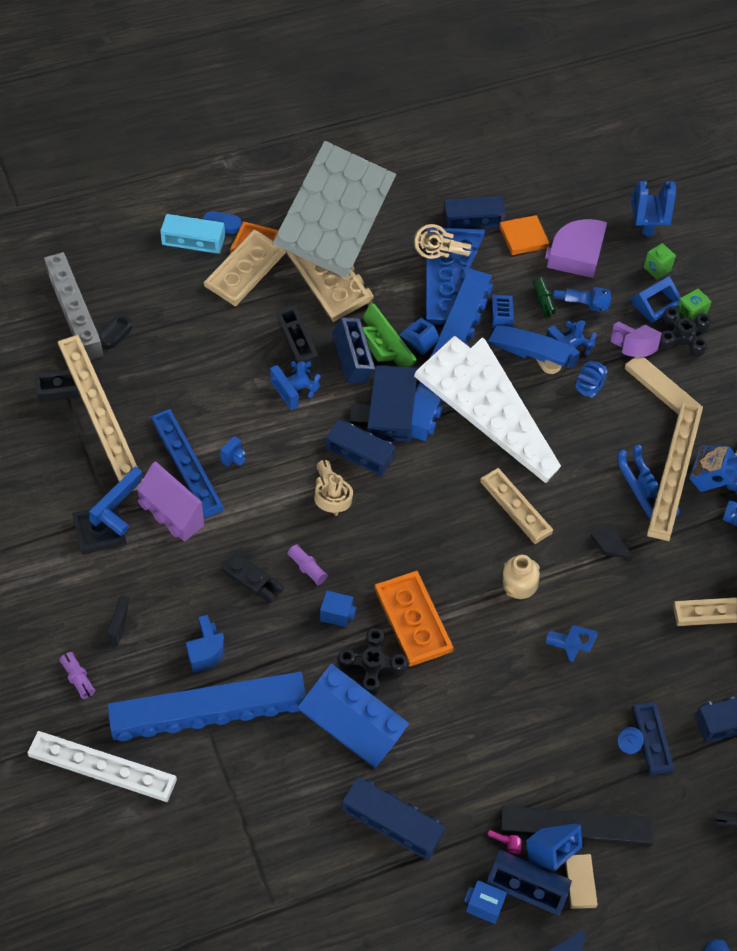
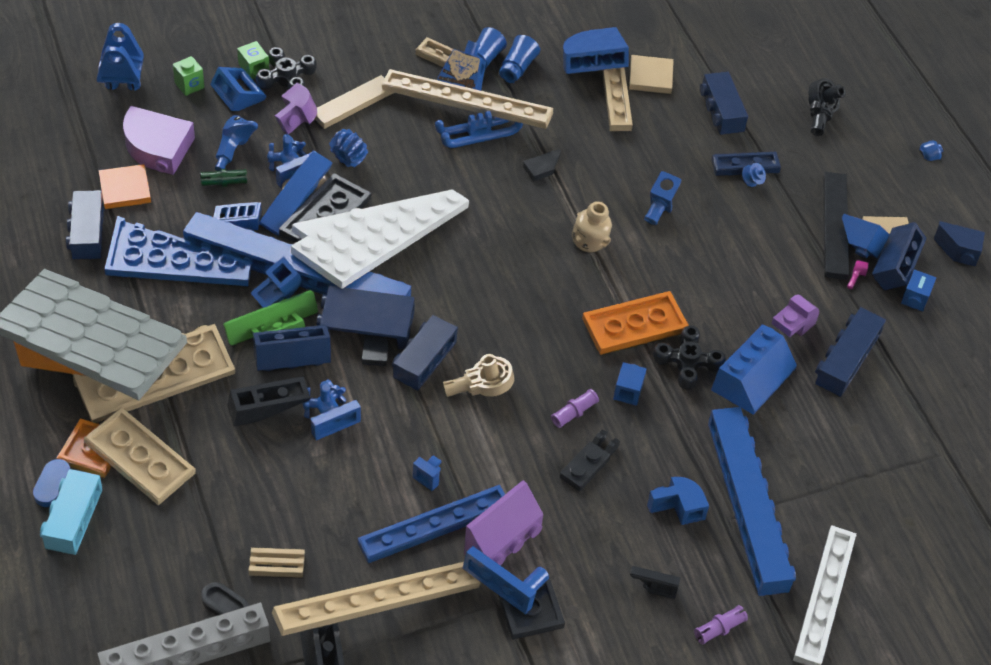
camera: 90 degrees left, 5 degrees down
(150, 347) = (276, 558): none -> tan tile
(433, 764) = (796, 317): none -> medium lavender brick
(436, 242) = (144, 253): tan pin -> none
(516, 506) = (496, 232): tan tile -> none
(528, 376) = (332, 198): none -> plate

